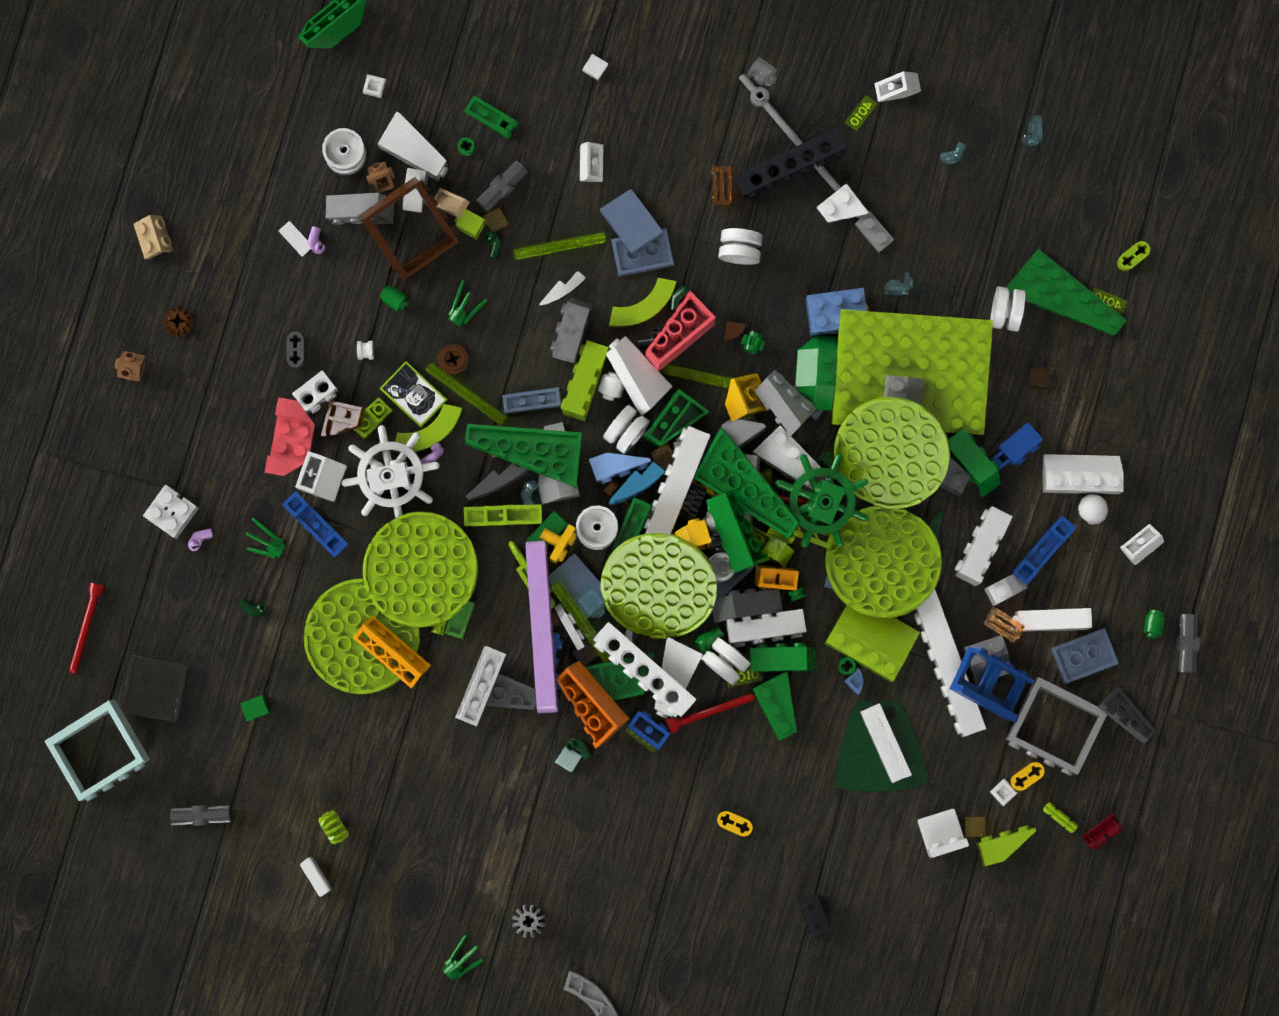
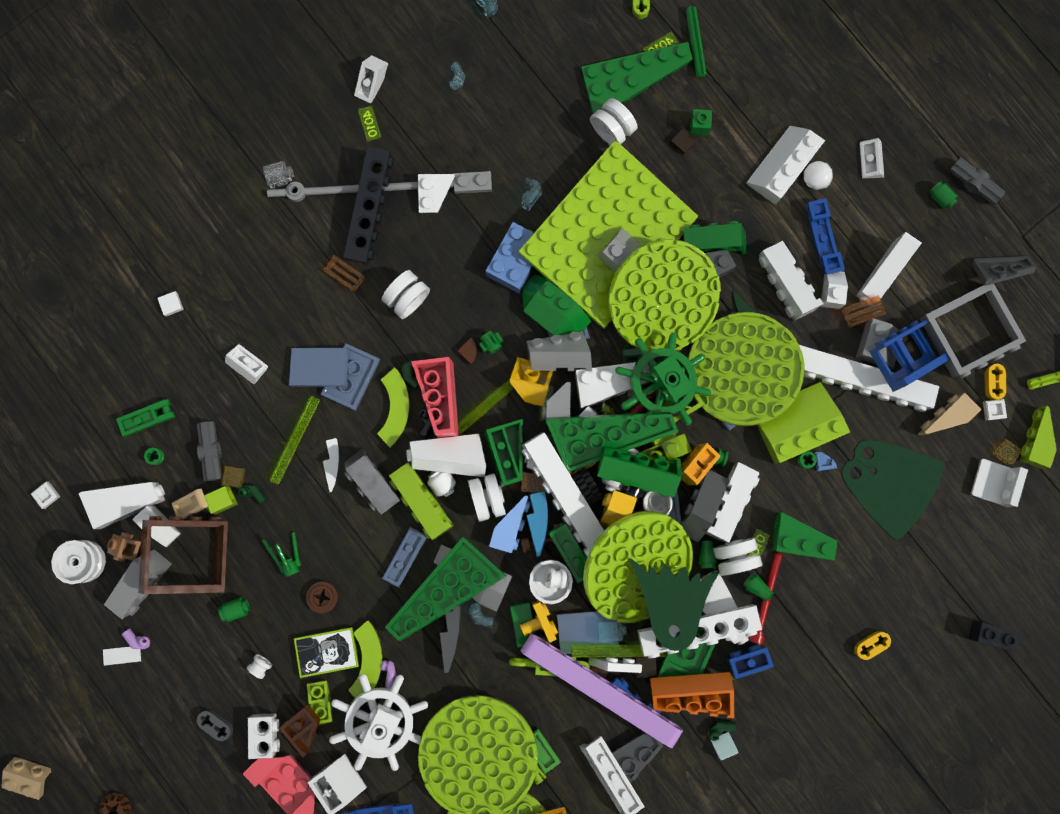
camera: 55 degrees left, 0 degrees up
(465, 393) = (358, 607): clear neon green axle -> none
(502, 515) = (482, 652): lime slope -> none
(602, 527) = (556, 578): none -> white wheel
(651, 631) = (674, 603): none -> dark green piece
(713, 696) = (756, 586): none -> green cone
(783, 658) = (767, 507): green wedge -> none
(885, 743) = (892, 474): white fence -> none
(973, 760) = (957, 412): none -> tan slope
(1018, 445) = (727, 195): blue brick -> none
(1063, 379) = (700, 122): none -> green brick
(1084, 656) = (930, 268): sand blue tile -> none
(1132, 327) = (696, 43): none -> green axle

